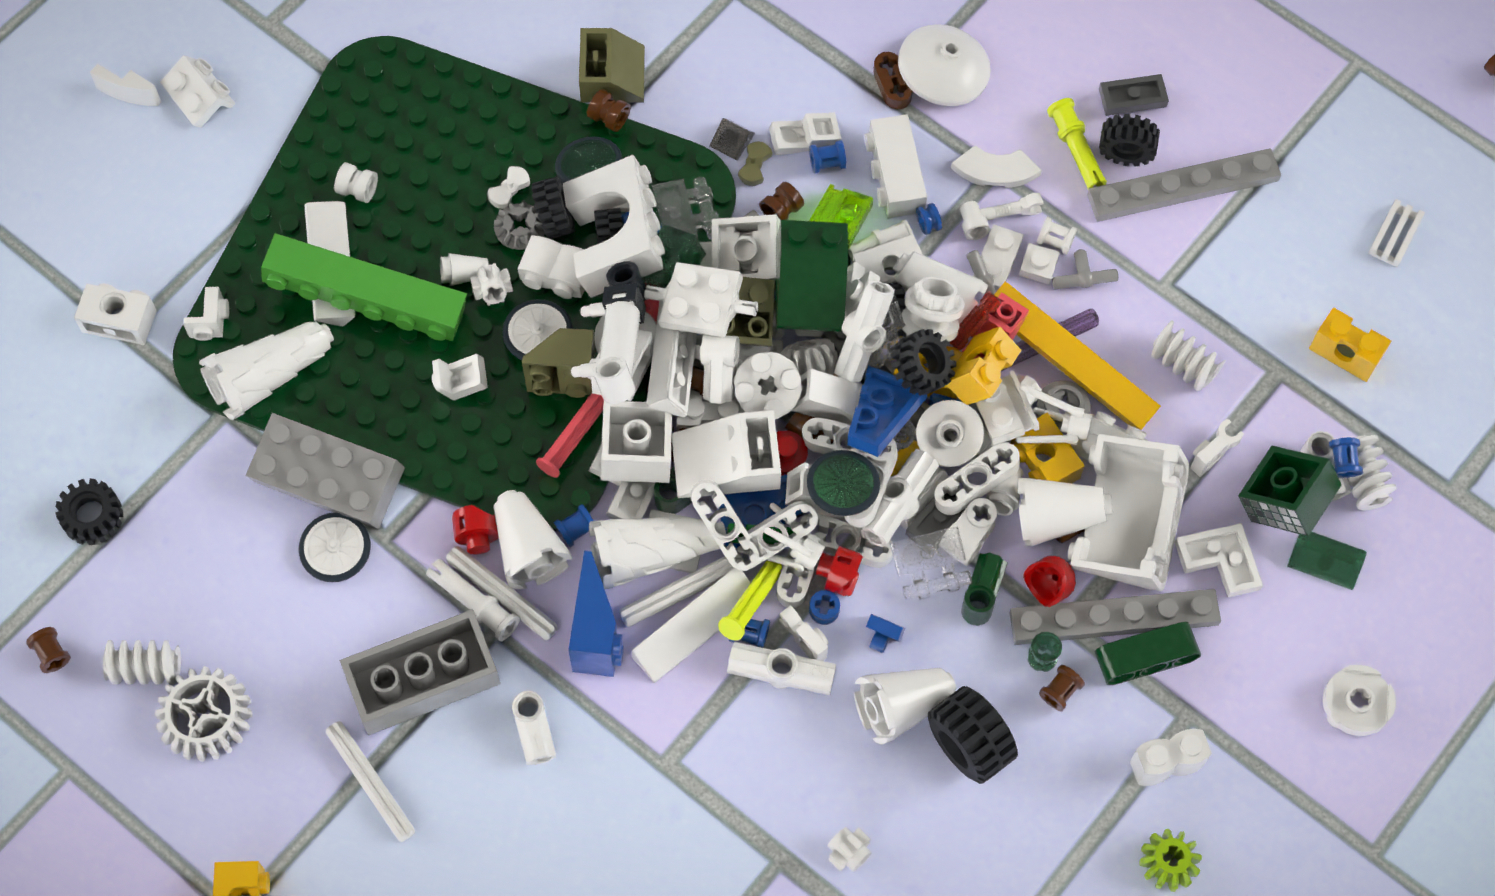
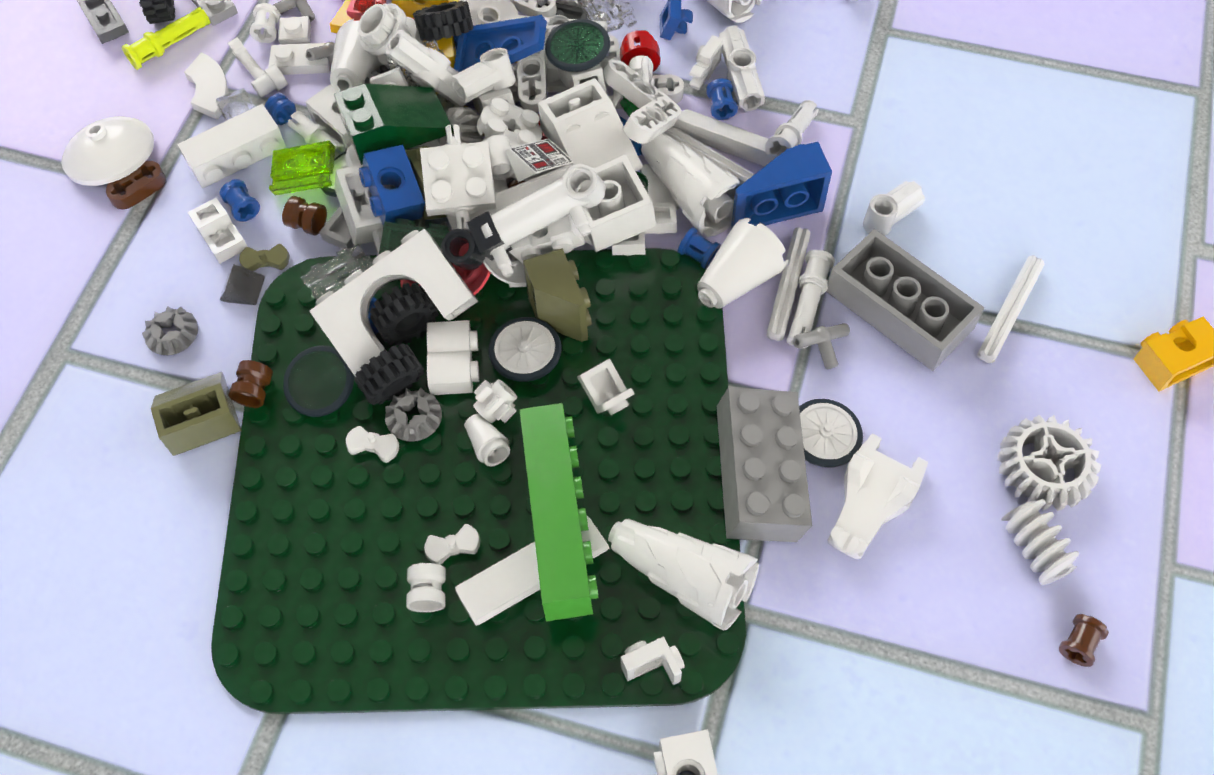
camera: 110 degrees left, 5 degrees down
(79, 496) = (940, 665): black tyre -> none
(256, 556) = (874, 494): none -> white animal
(387, 207) = (440, 549): none -> white piece
(424, 587) = (822, 337): none -> light grey piece
(478, 531) = (750, 315): red piece -> none
(571, 436) = (620, 278): coral axle -> none
(656, 658) = (790, 133): none -> white pin
(703, 385) = (536, 159): none -> slope
(710, 84) = (173, 341): none -> light grey gear
(734, 624) = (709, 94): neon yellow axle -> none
(751, 261) = (393, 168): none -> blue brick
(832, 614) = (677, 59): blue bush -> none
(841, 387) = (491, 73): none -> white piece
(946, 182) = (234, 104): none -> clear plate

